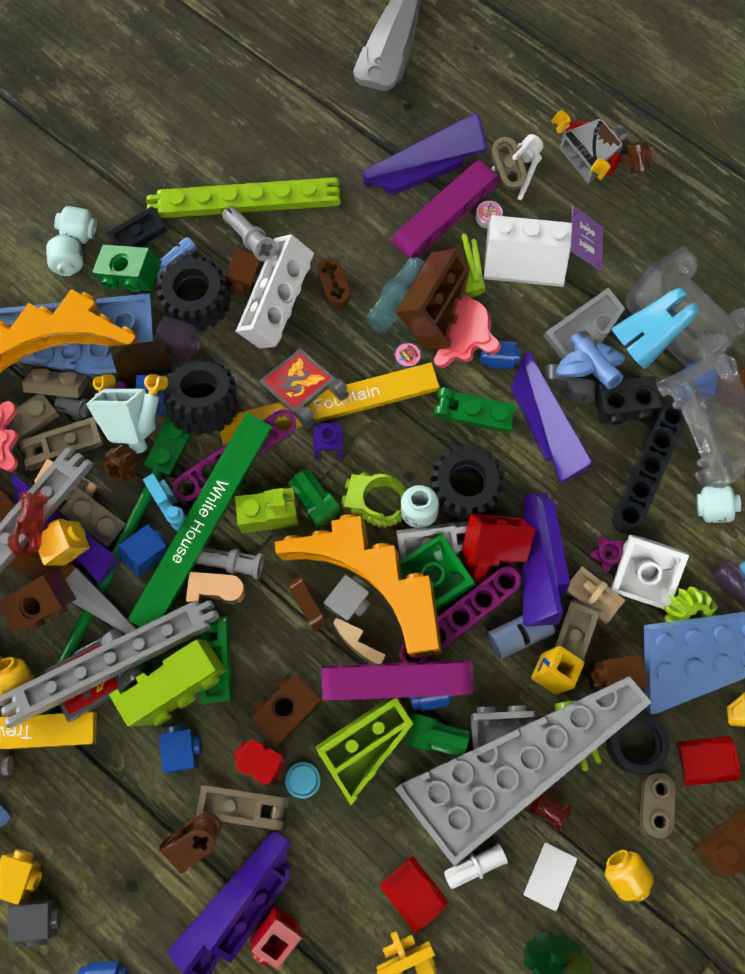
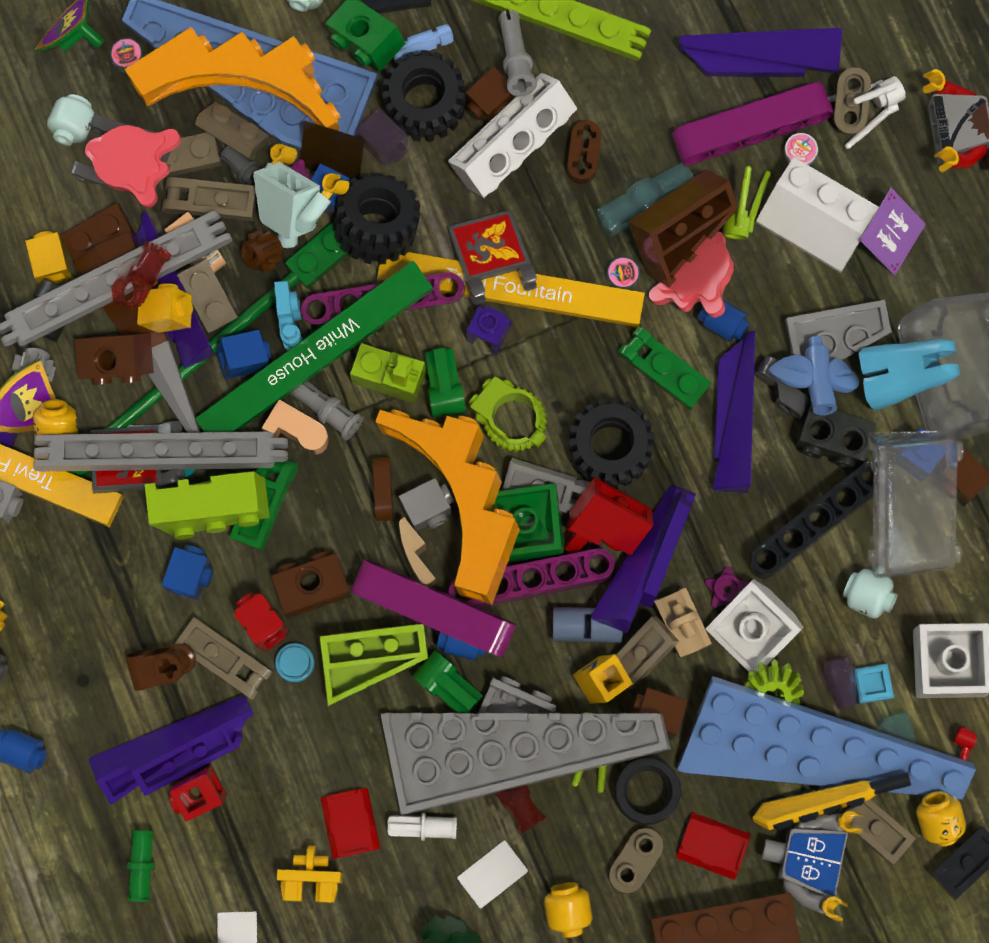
camera: 30 degrees right, 5 degrees up
(419, 506) = (547, 444): light aqua head -> none

